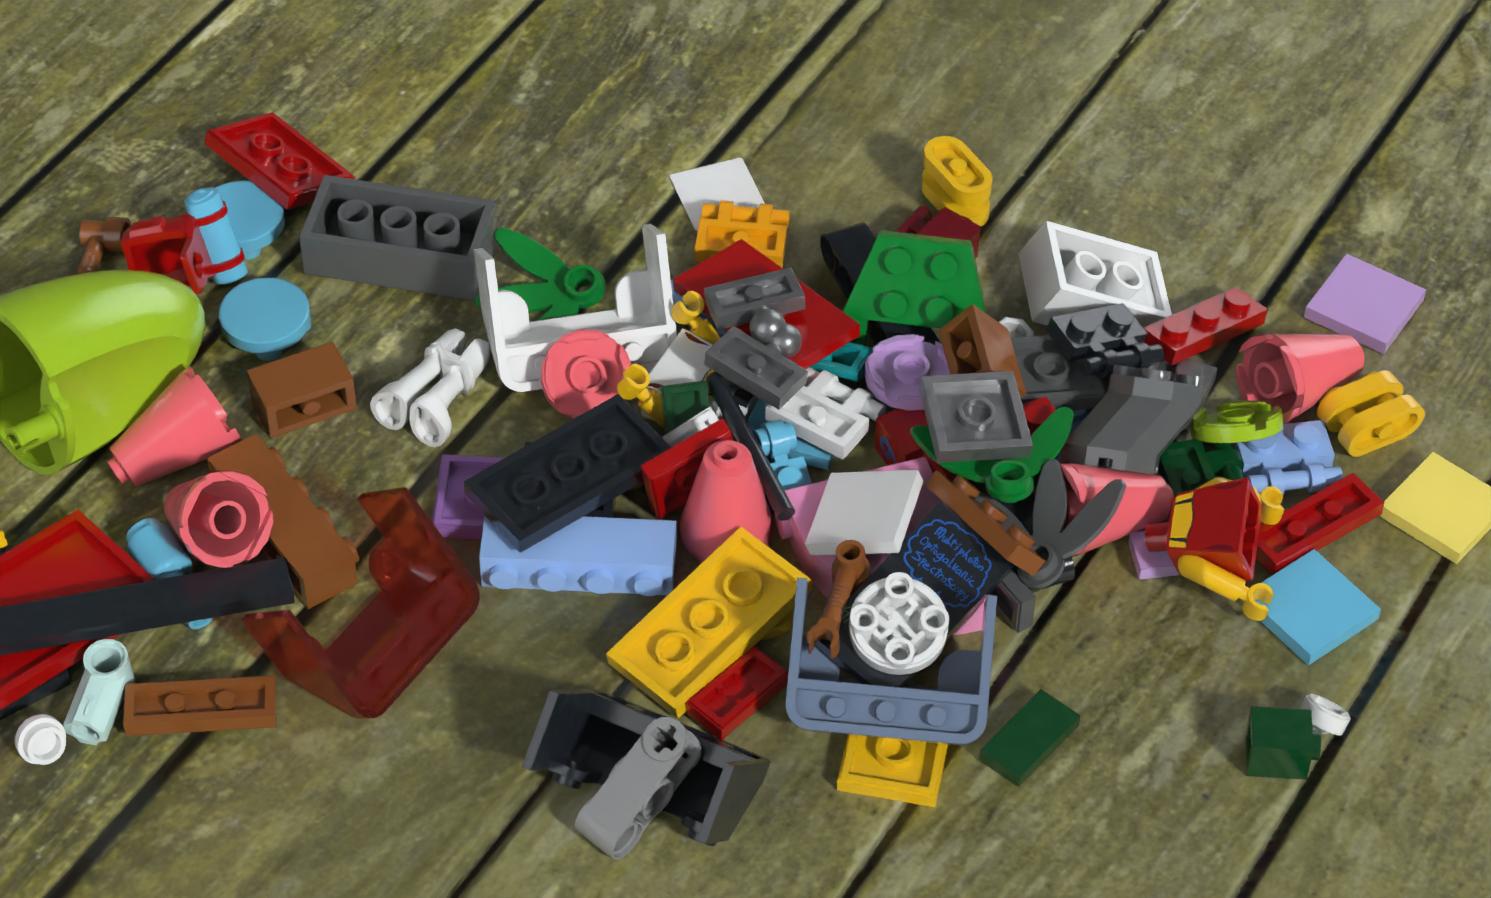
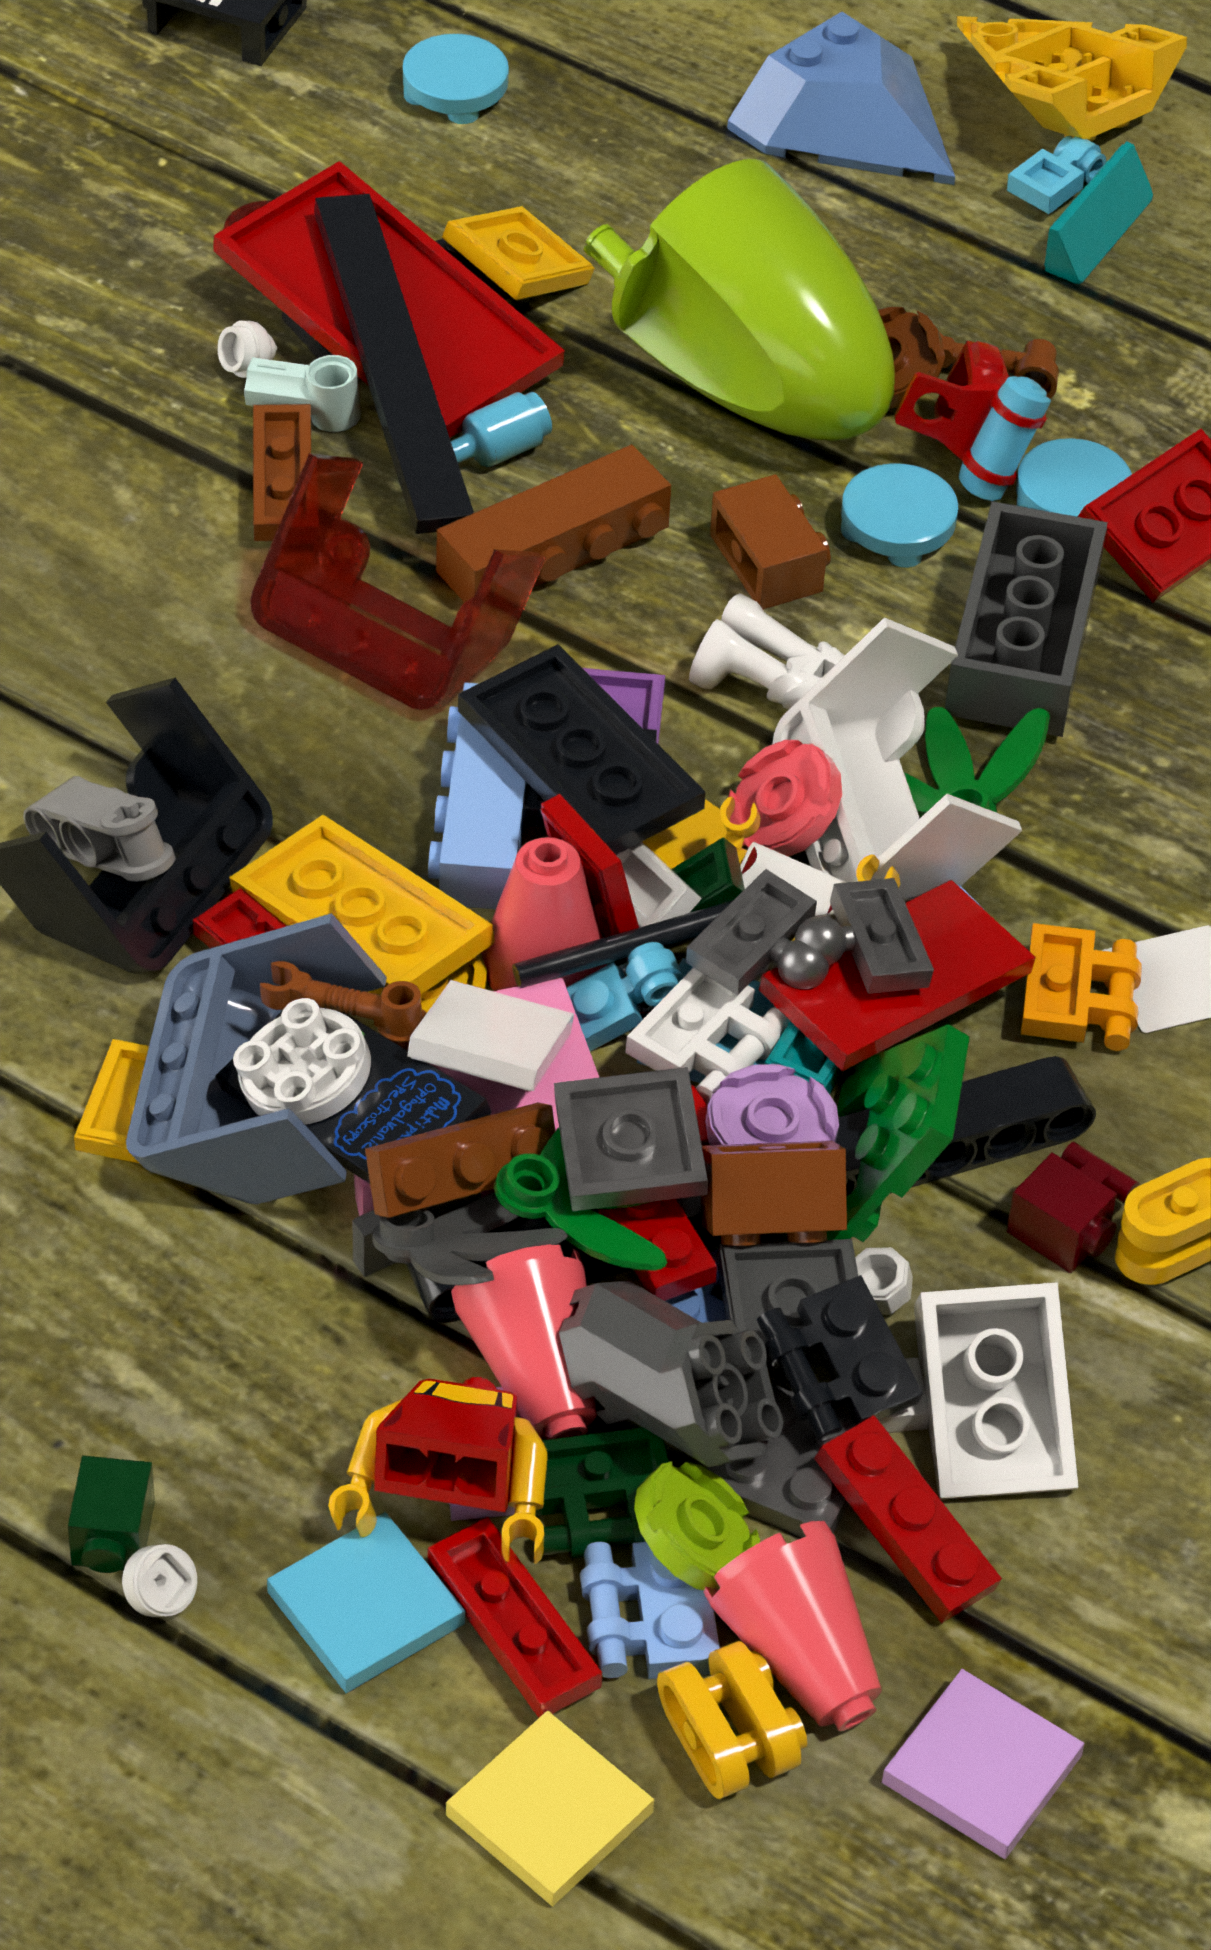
camera: 90 degrees right, 0 degrees up
(172, 433) = (692, 430): coral cone -> none
(220, 517) = (519, 436): coral cone -> none
(1029, 737) = (164, 1247): dark green tile -> none

